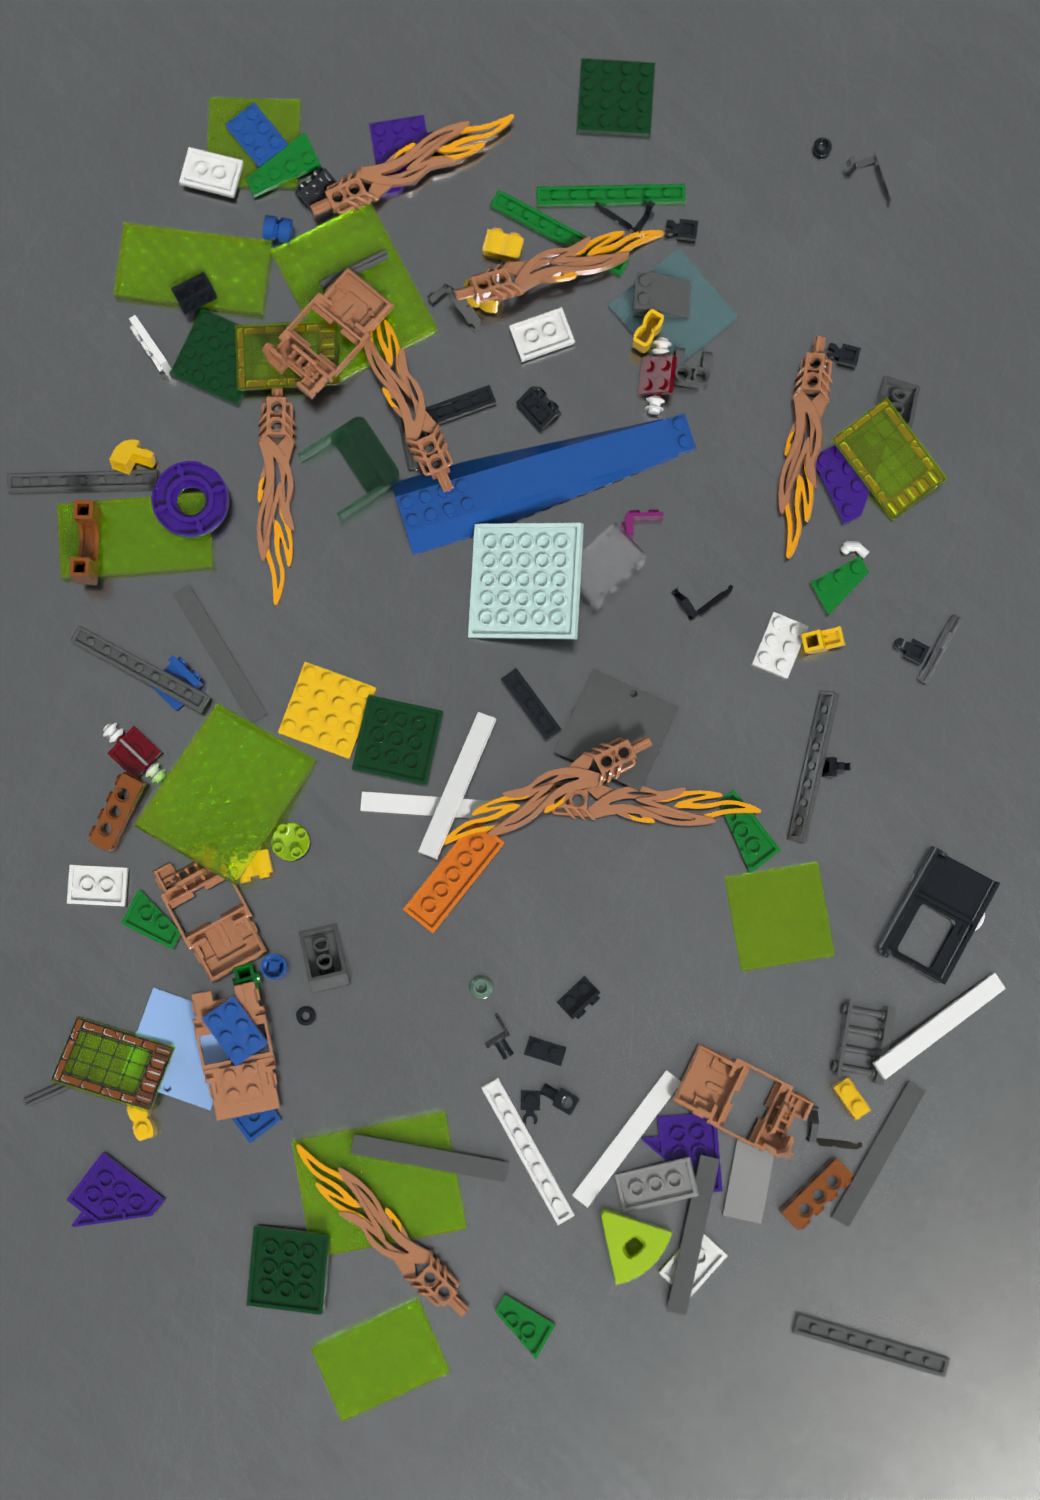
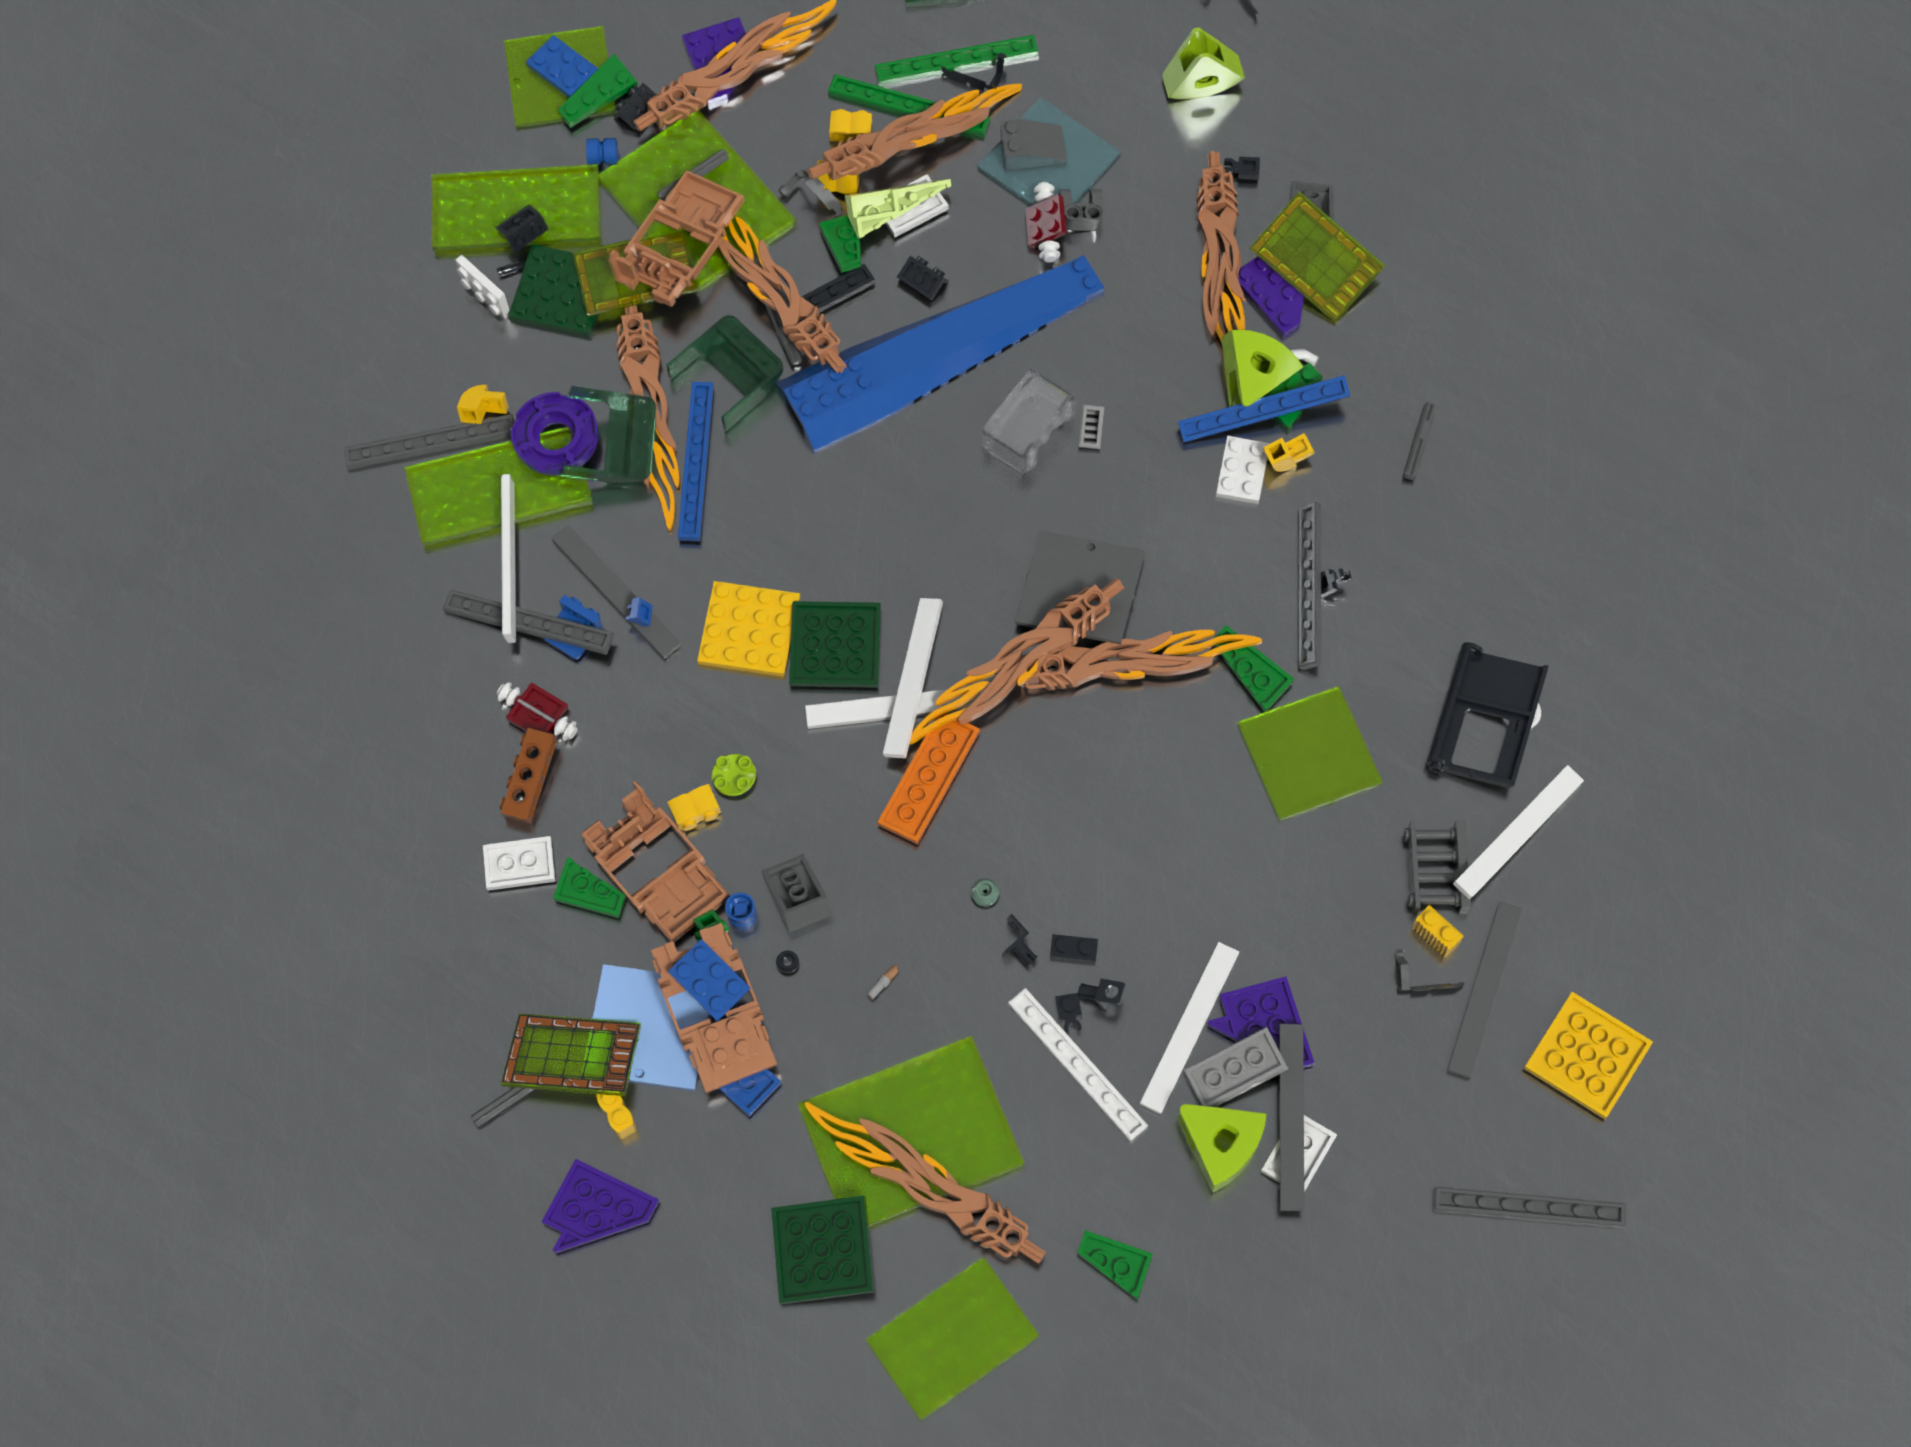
camera: 10 degrees left, 15 degrees down
(85, 566) = (448, 510): dark orange arch -> none
(131, 610) = (508, 558): none -> white tile
(172, 328) = (509, 269): none -> black pin
(211, 172) = (519, 109): white plate -> none
(225, 793) = (651, 728): clear neon green plate -> none
(236, 681) = (640, 612): none -> blue tile
(252, 518) = (628, 437): none -> clear green windscreen
(309, 545) = (695, 461): none -> blue plate
(381, 1048) = (883, 982): none -> light grey piece
(429, 1158) = (964, 1089): dark grey tile -> none
(475, 358) = (842, 242): none -> green wing
(510, 333) = (874, 208): none -> yellowish green wedge
(526, 581) = (946, 447): light aqua plate -> none
(530, 704) = (978, 579): black plate -> none
(578, 998) = (1100, 882): black bracket -> none
(627, 526) = (1055, 365): magenta bracket -> none
(645, 333) = (1025, 178): yellow brick -> none
(667, 566) = (1091, 410): none -> light grey slope
(685, 229) = (1044, 78): black plate -> none
(704, 608) = (1138, 451): black piece -> none
(711, 1085) = (1273, 948): nougat piece -> none
(748, 1183) = (1342, 1047): light grey tile -> none
(810, 557) = (1255, 365): none -> lime piece
(810, 595) = (1264, 409): none -> blue plate
(818, 1182) = (1440, 1013): dark orange brick -> none
(828, 251) = (1201, 68): none -> lime piece
(914, 650) = (1393, 446): black plate -> none
(950, 1228) = (1588, 1055): none -> yellow plate

